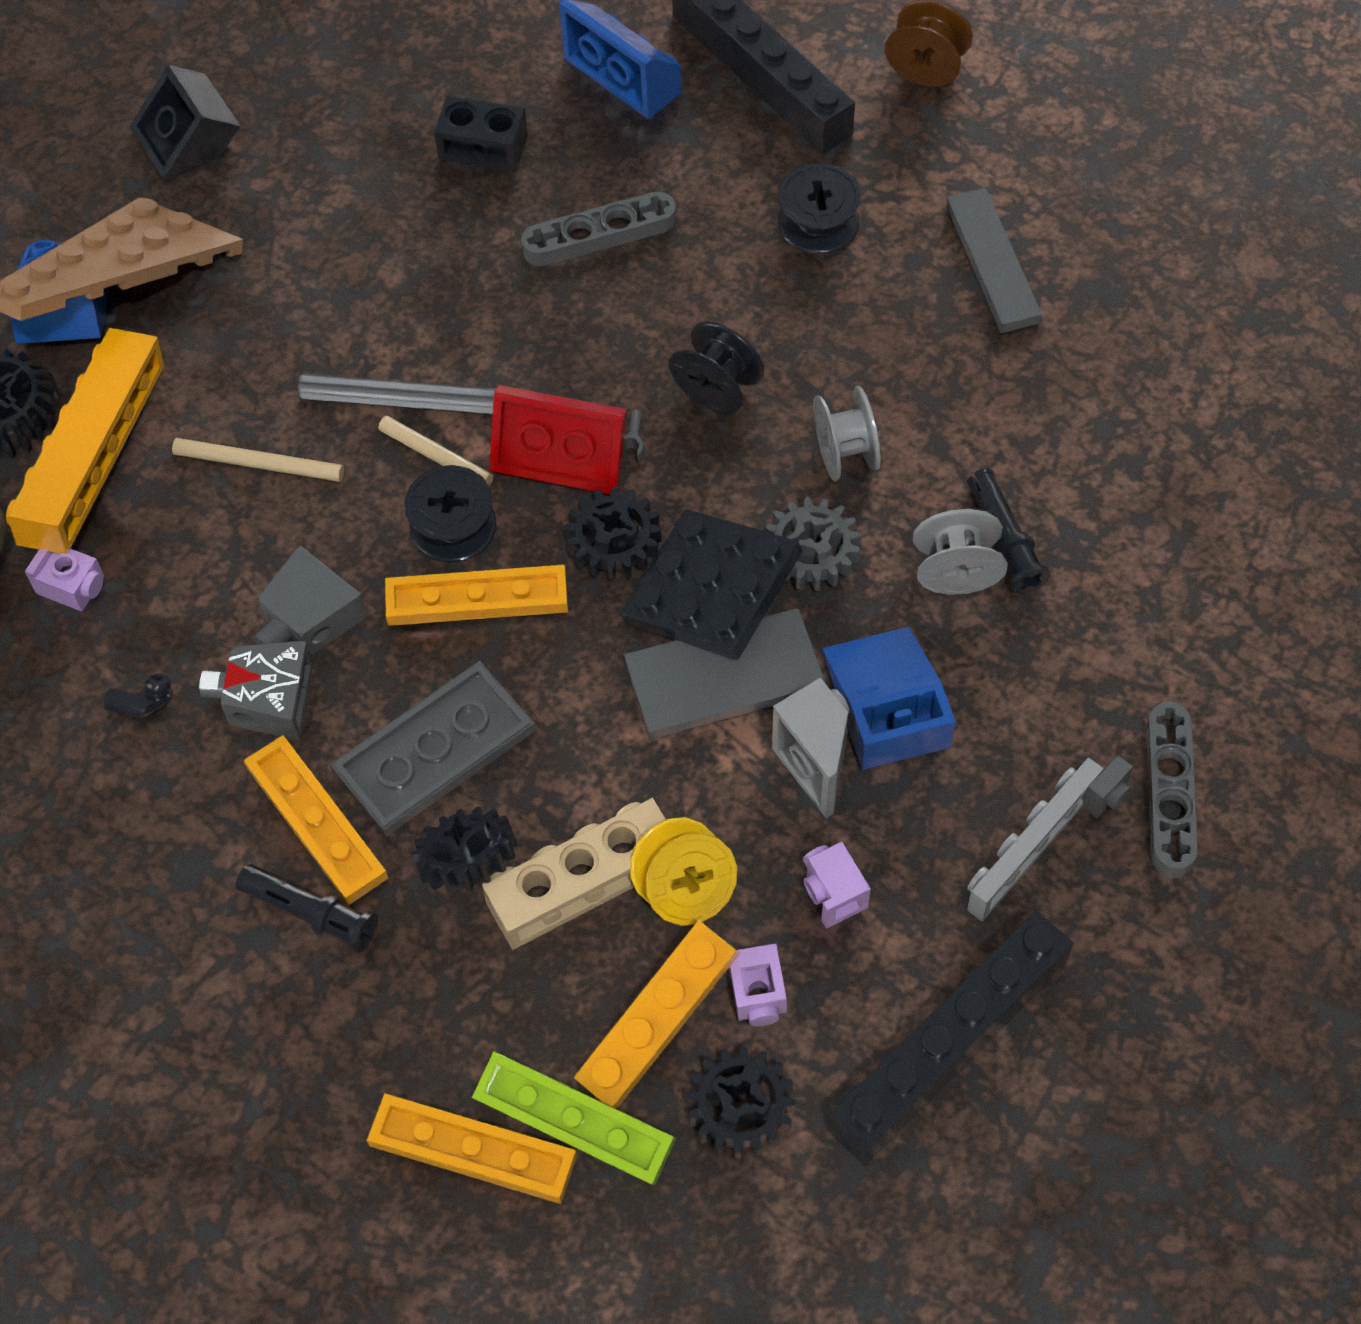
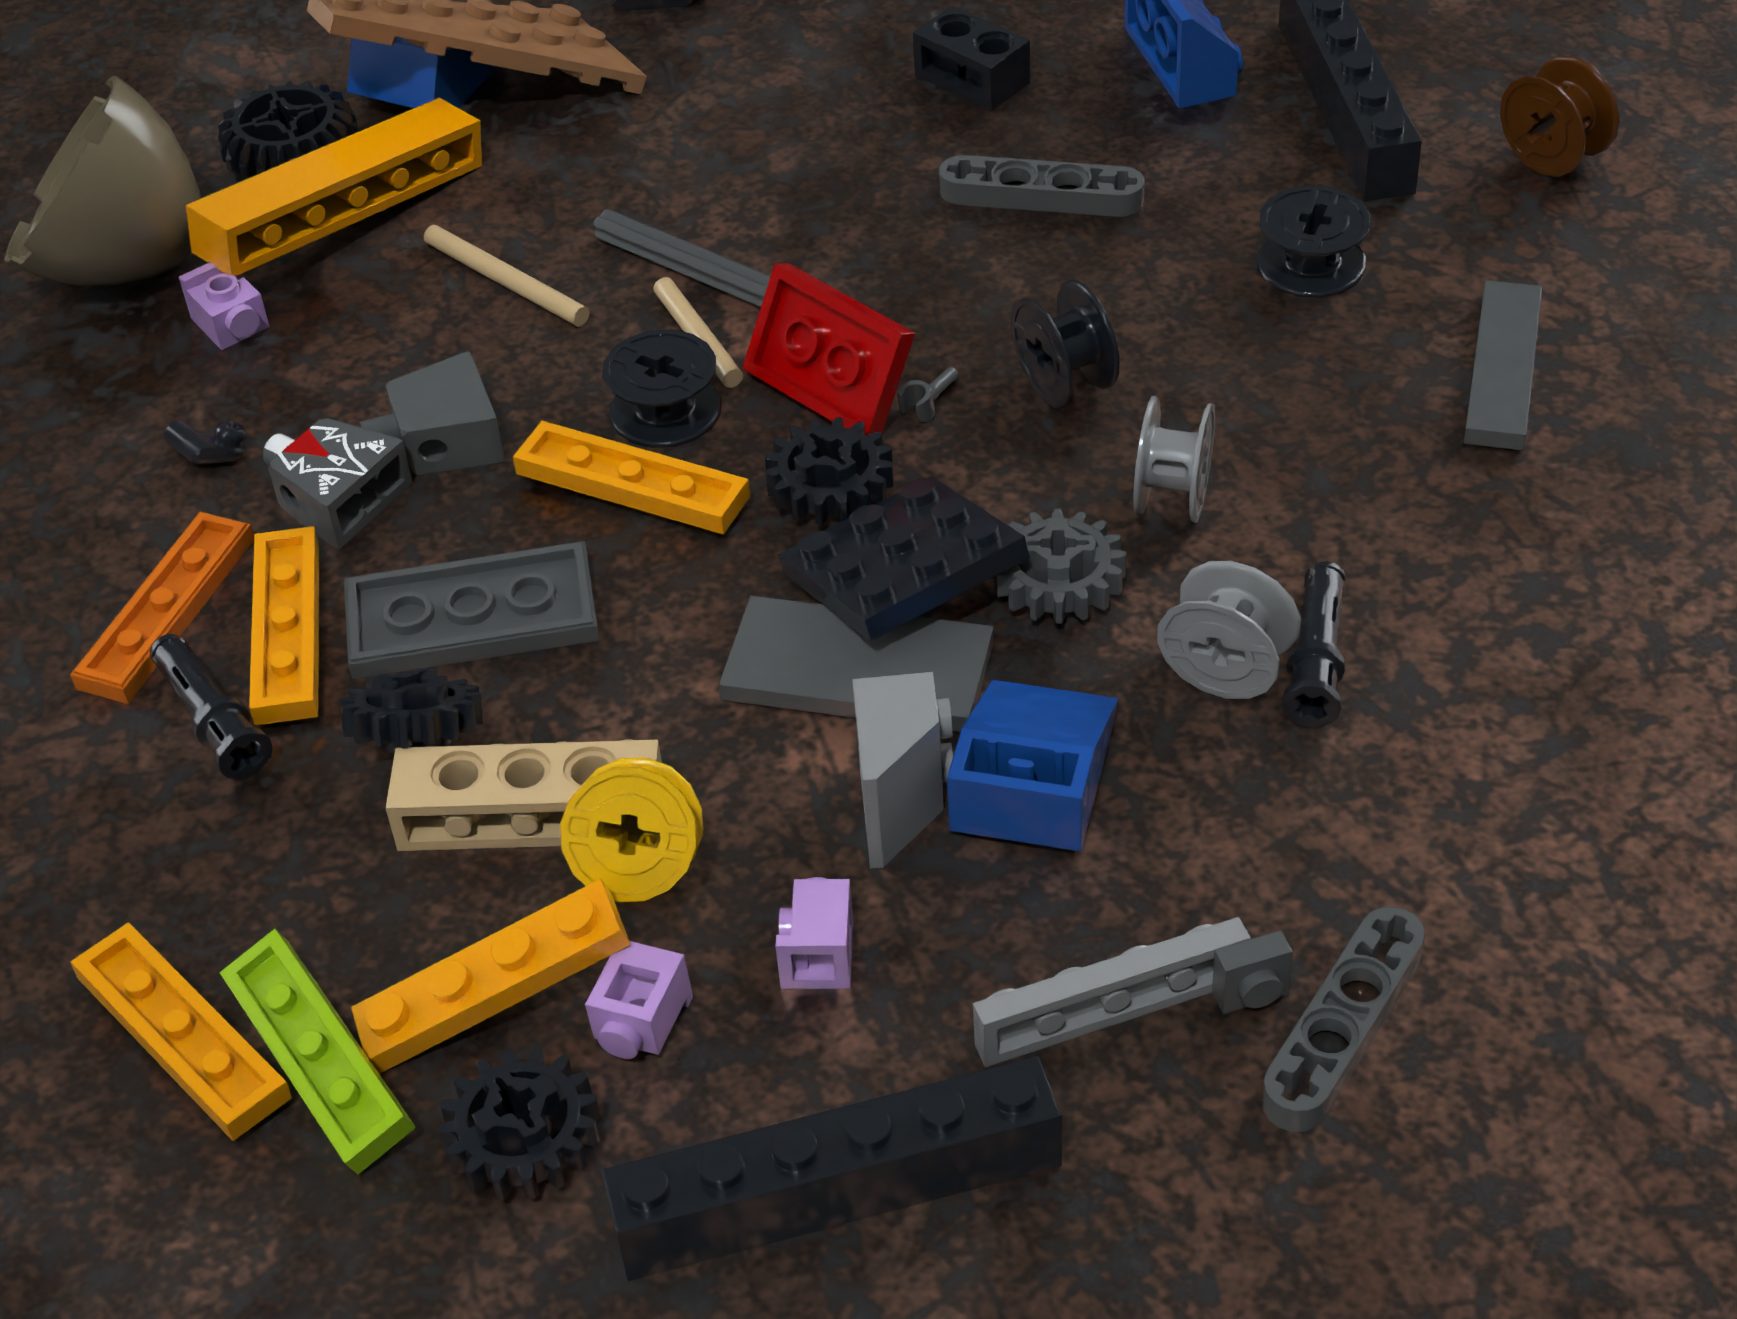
camera: 30 degrees right, 15 degrees down
(209, 843) = (162, 606): none -> orange tile

